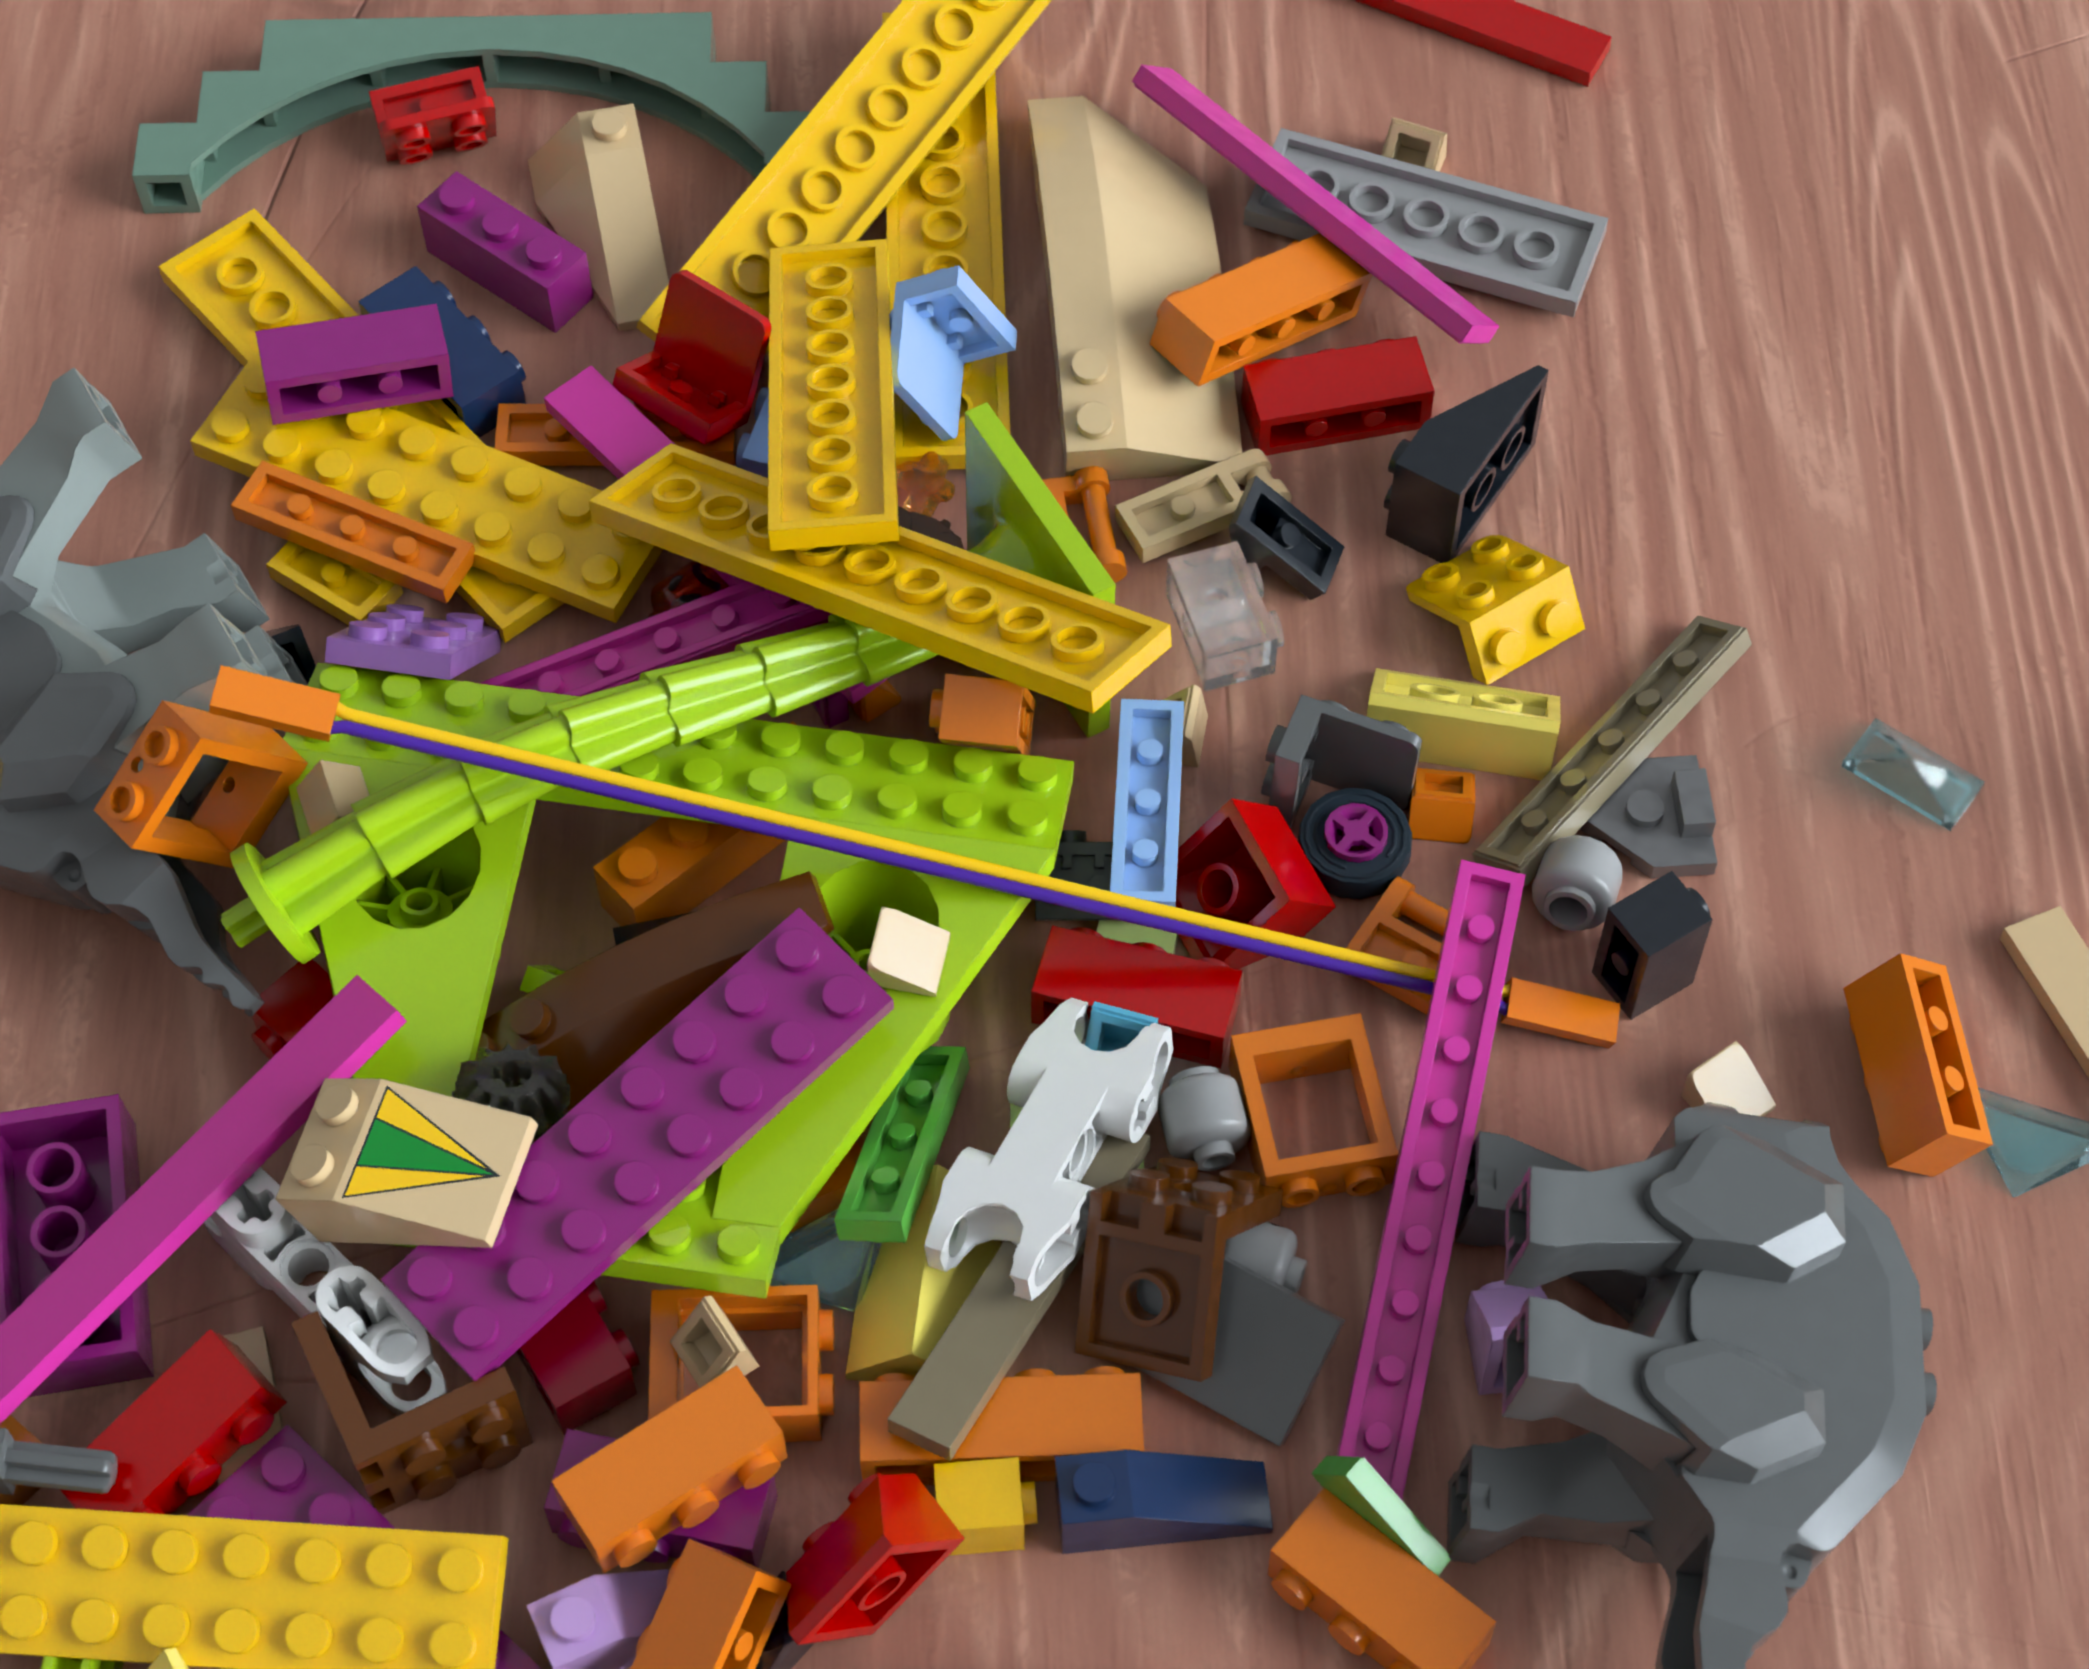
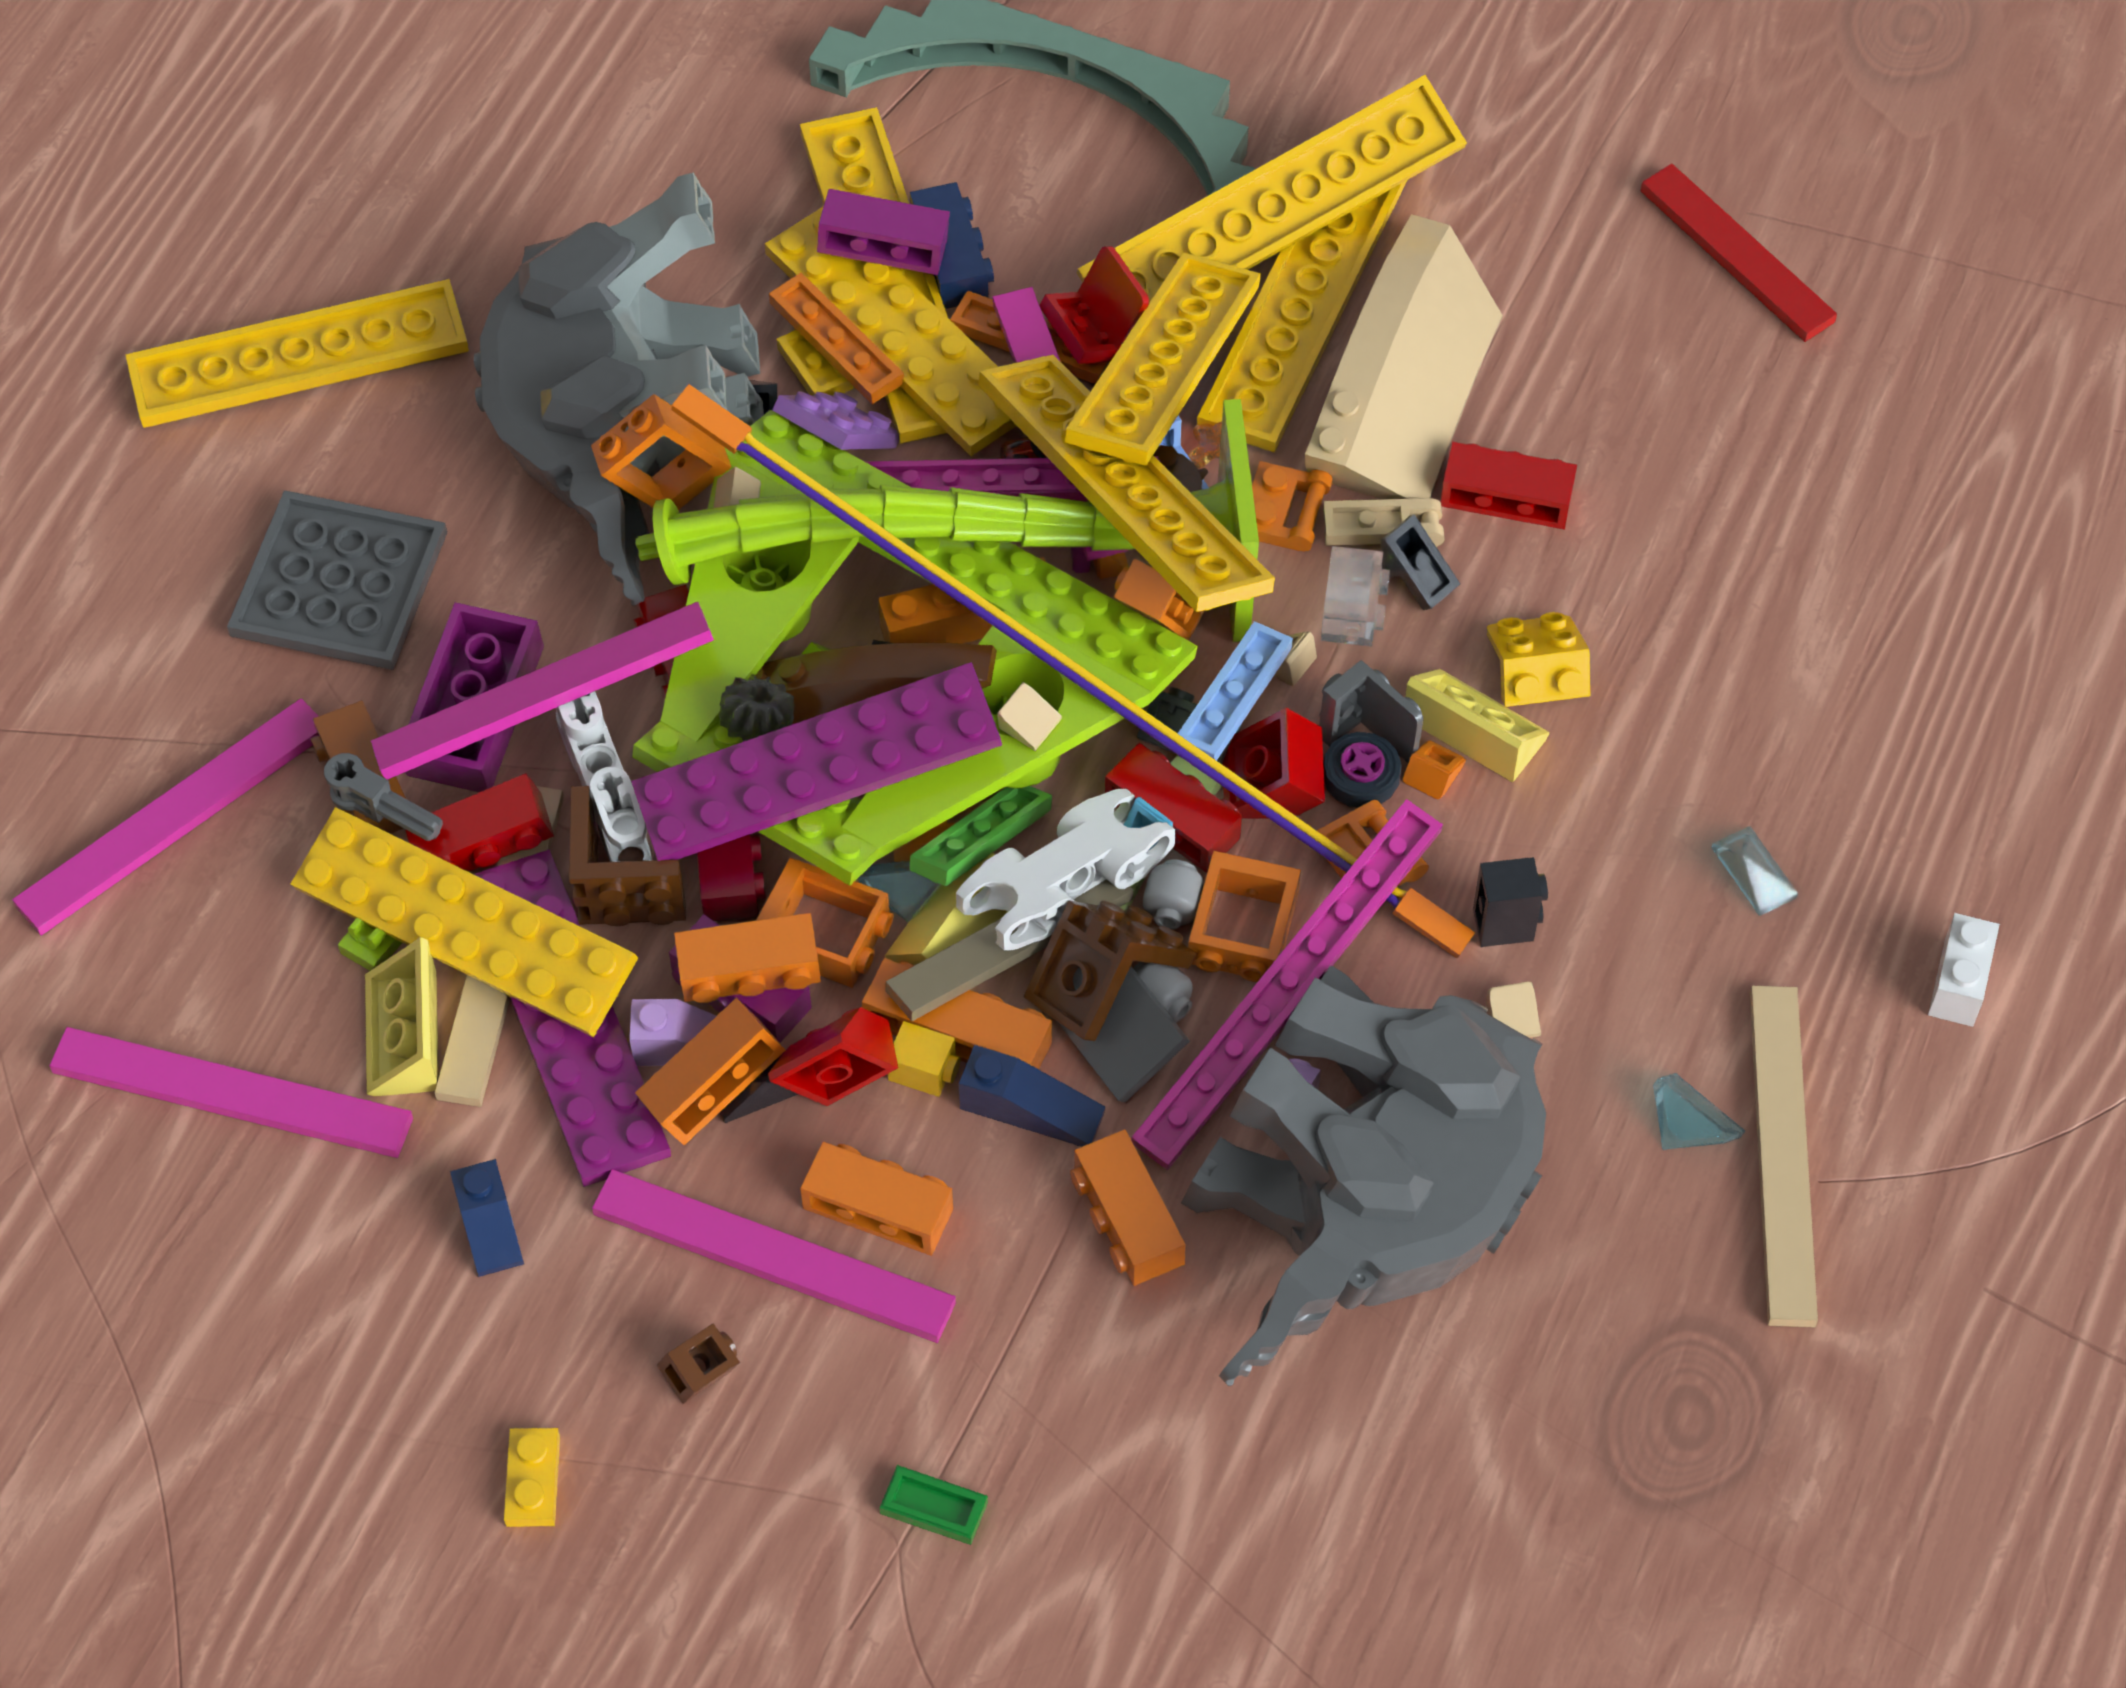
camera: 25 degrees right, 0 degrees up
(404, 1166) = (671, 720): tan slope -> none
(434, 115) = (1019, 86): red bracket -> none
(506, 251) = (1020, 193): magenta brick -> none
(599, 198) = (1099, 185): tan wedge -> none
(711, 1344) = (809, 896): tan slope -> none
(935, 330) = (1252, 350): light blue bracket -> none
(1258, 308) = (1483, 408): orange brick -> none
(1316, 205) = (1558, 354): dark pink tile -> none
(1372, 1498) = (1150, 1151): tile -> none
(1415, 144) = (1653, 344): tan slope -> none
(1447, 223) = (1636, 393): light grey plate -> none
(1462, 465) = (1562, 559): black slope -> none
(1577, 882) = (1486, 841): light grey head -> none
(1614, 746) = (1562, 776): dark tan tile -> none
(1661, 818) = (1566, 830): flat silver plate -> none
(1917, 1066) = (1637, 1041): orange brick -> none

